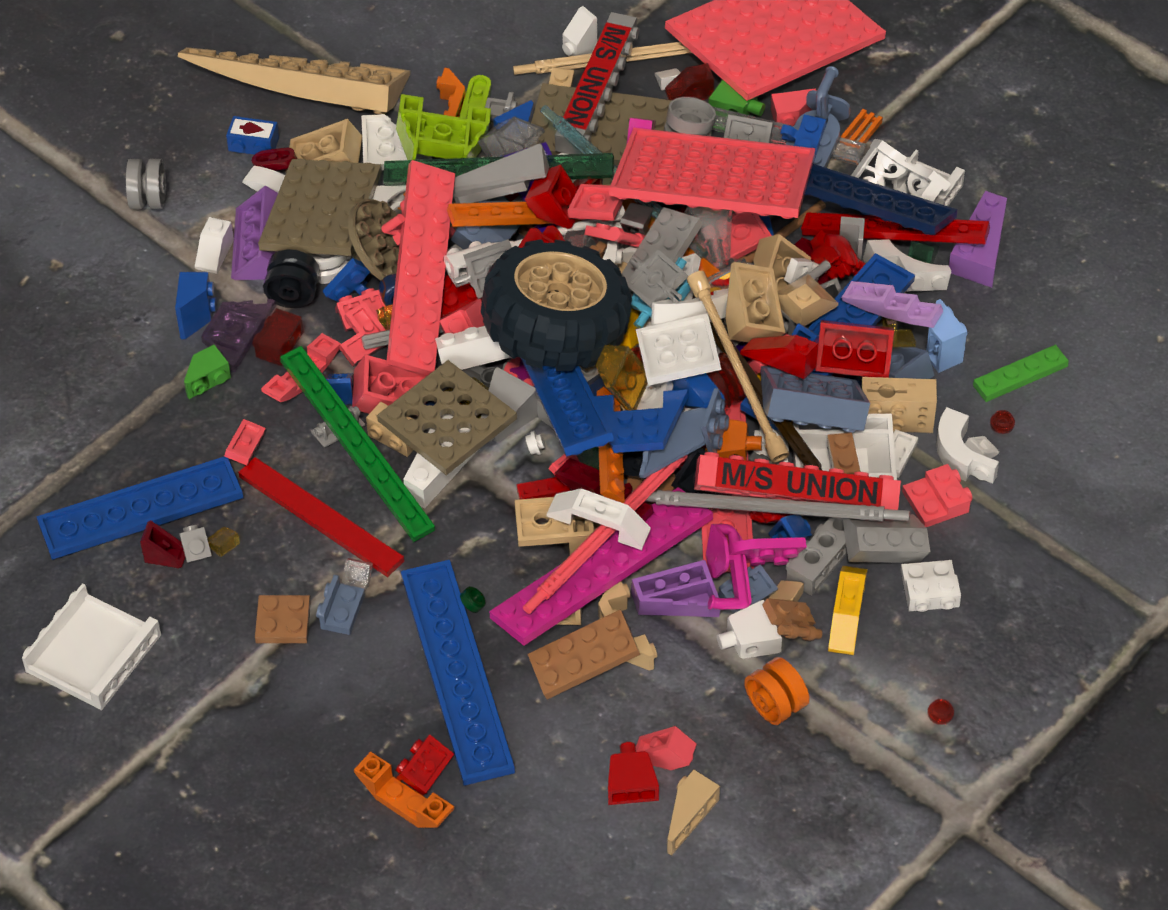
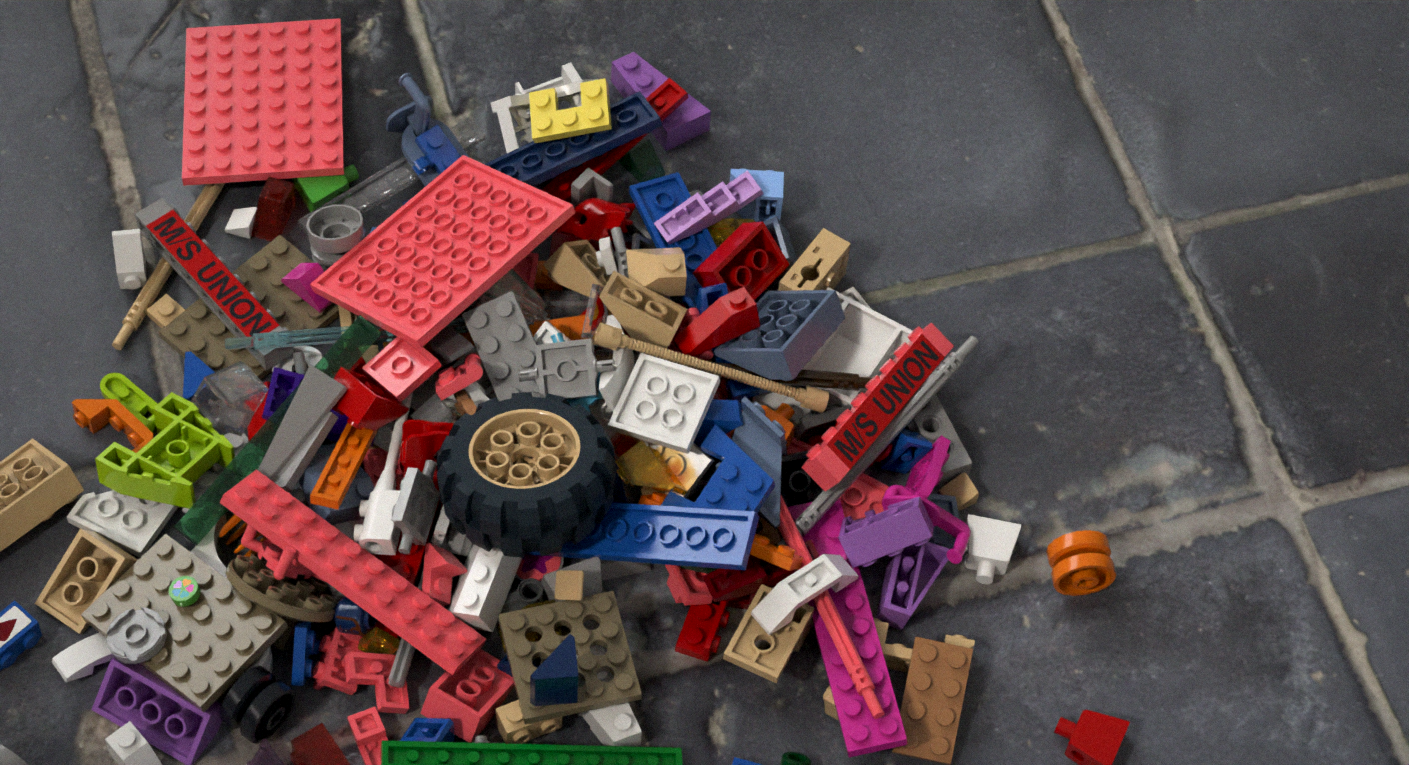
camera: 65 degrees left, 5 degrees up
(274, 158) = (59, 632): dark red plate -> none
(288, 186) = (136, 635): none -> light grey tile
(336, 189) = (184, 591): none -> bright green tile
(412, 403) = (556, 677): none -> dark blue slope
(500, 386) = (569, 585): none -> tan slope
(501, 106) = (168, 381): light grey bracket -> none
(535, 443) = (635, 600): white plate -> none
(667, 748) = (1080, 693): coral slope -> none
(686, 541) = (885, 532): none -> medium lavender wedge
(693, 802) = (1158, 712): tan slope -> none
(748, 129) = (383, 198): light grey bracket -> none
(789, 106) = (372, 147): coral slope -> none
(793, 619) = (996, 505): medium nougat plate -> none
(843, 452) = (855, 352): medium nougat plate -> none
(847, 610) = (1016, 446): yellow slope -> none
(876, 122) = (441, 93): orange tile -> none
(886, 180) = (554, 124): none -> light yellow plate
(886, 541) = (966, 387): light grey slope -> none
(927, 275) = (670, 163): white arch -> none
(930, 585) = (1023, 377): white plate -> none
(938, 496) = (927, 304): coral plate -> none
(940, 711) = (1166, 452): clear red plate -> none
(956, 454) = (885, 269): white arch -> none
(982, 446) = (893, 252): white slope -> none
(1001, 417) = (877, 209): clear red plate -> none
(1020, 373) = (827, 169): bright green plate -> none

